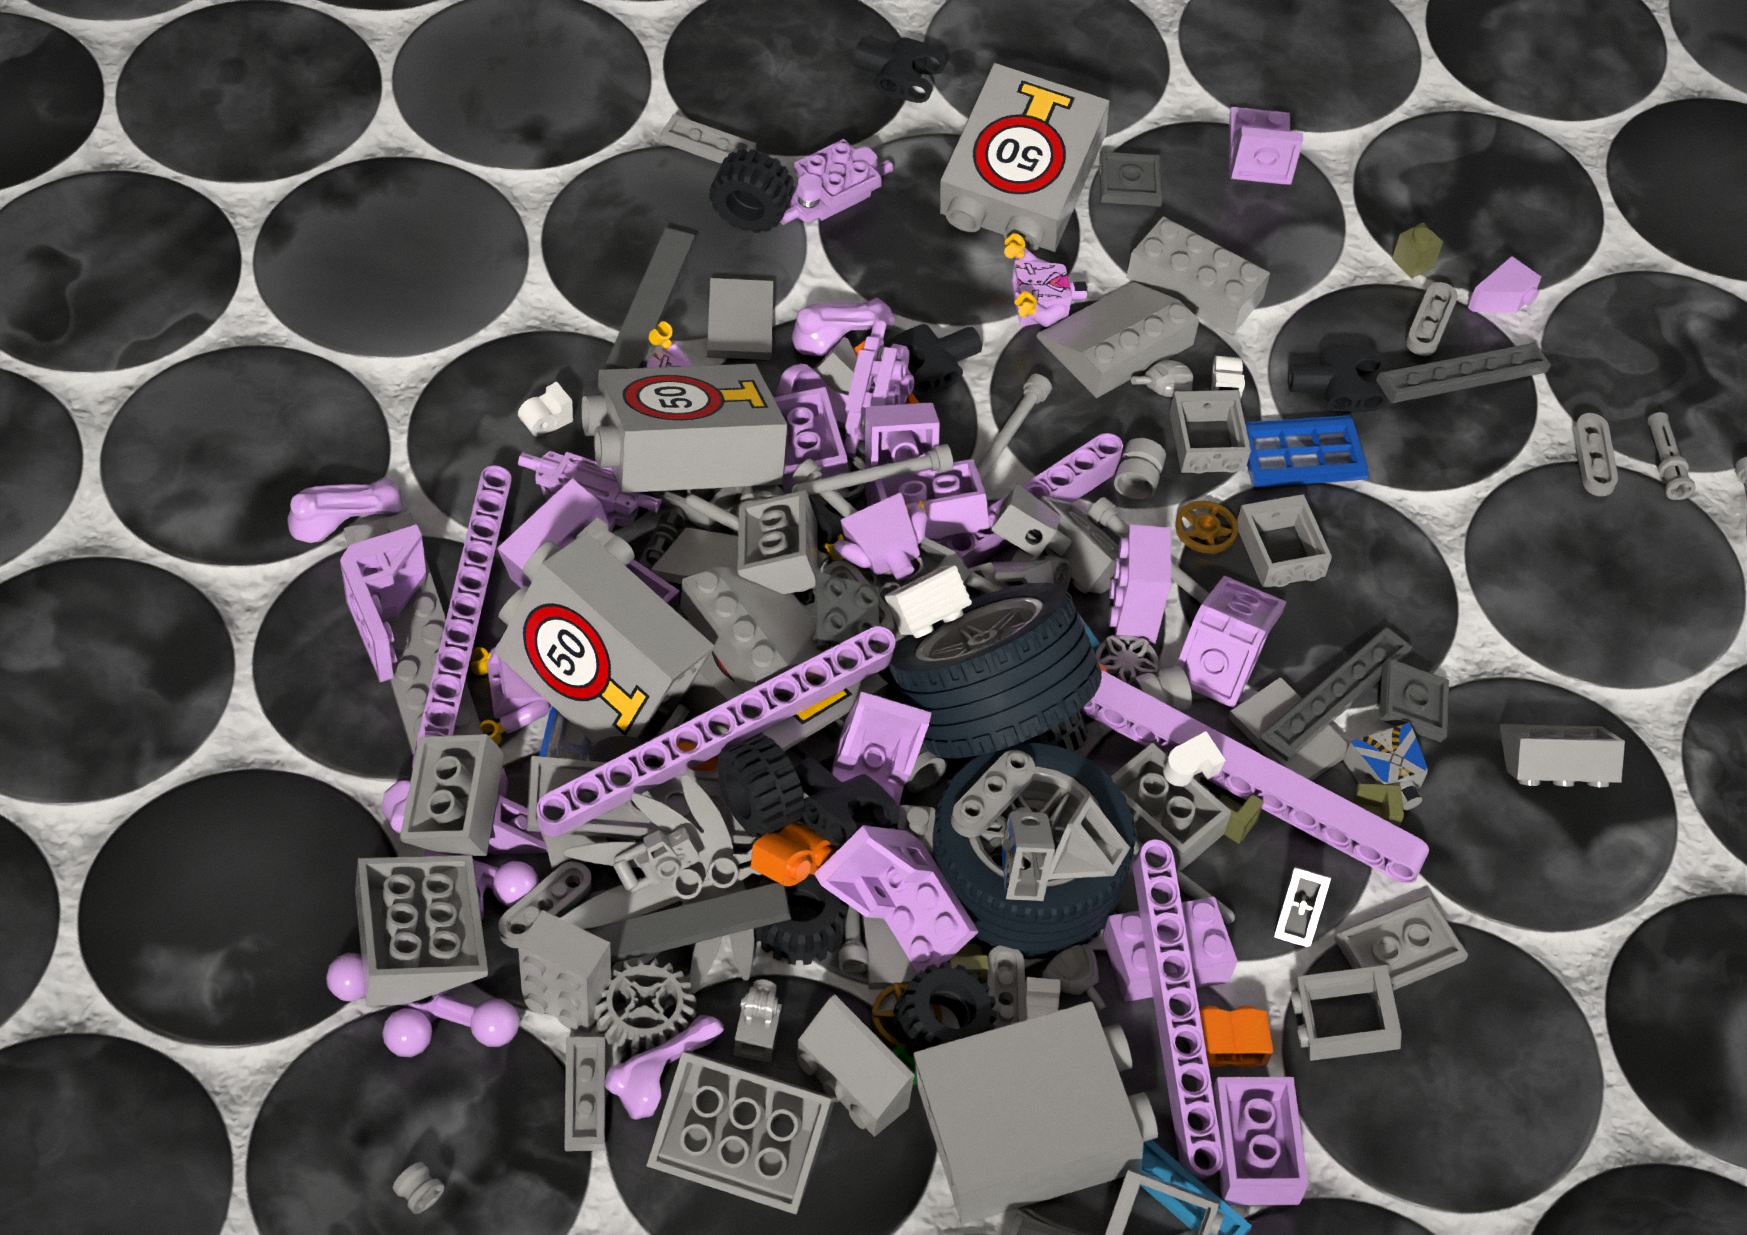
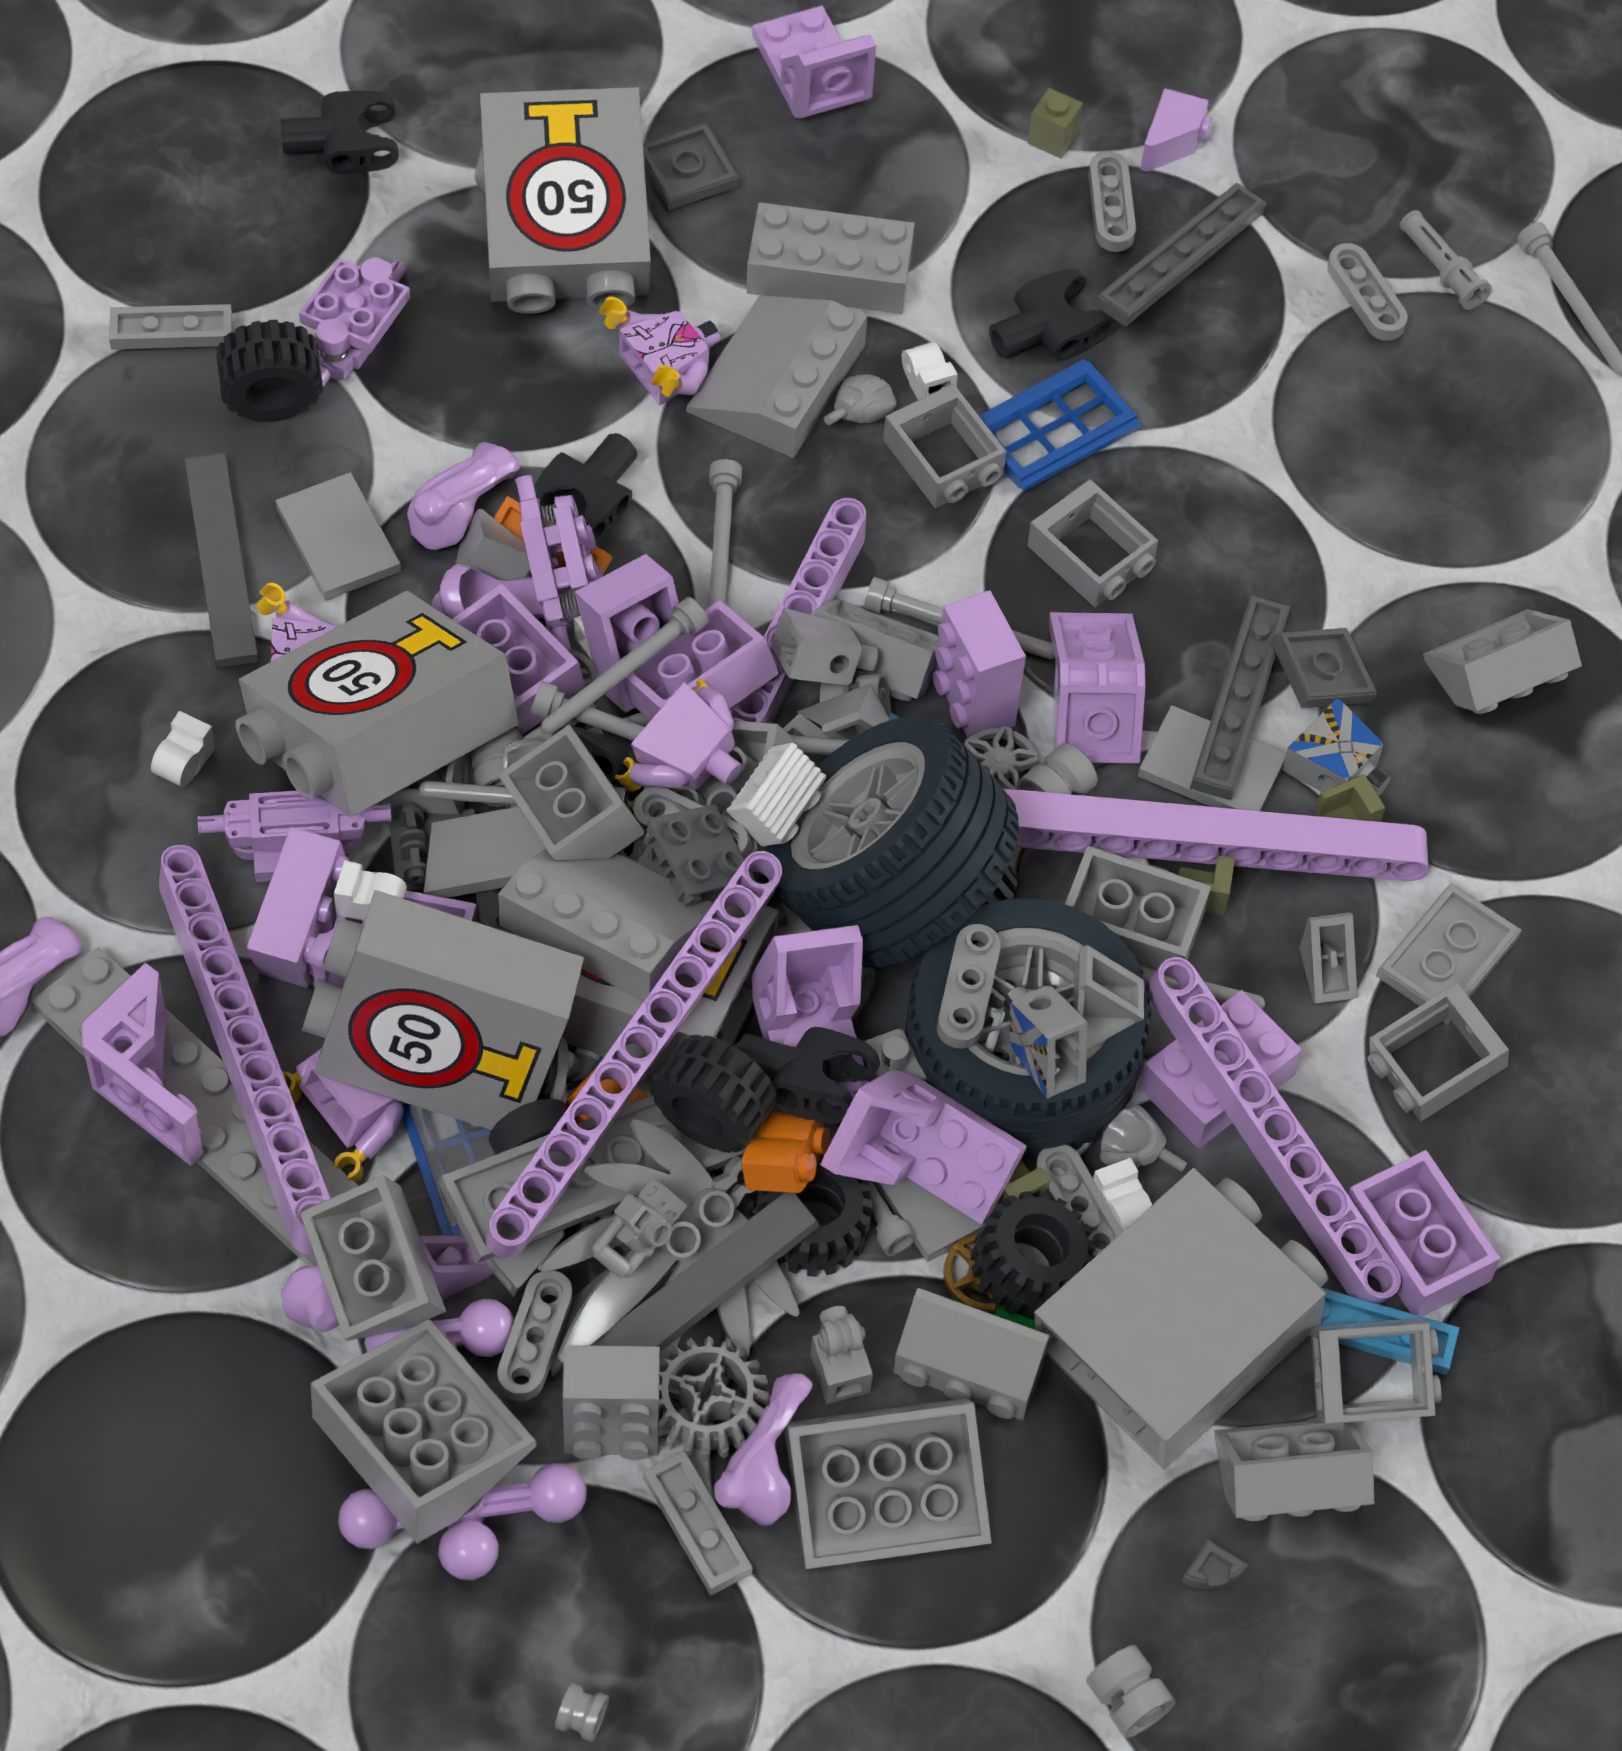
camera: 25 degrees left, 5 degrees up
(1140, 469) = (894, 526): light grey wheel -> none
(1191, 758) = (1144, 845): white leg -> none
(1206, 527) = (998, 562): pearl gold wheel -> none
(1236, 1036) = (1342, 1129): orange brick -> none

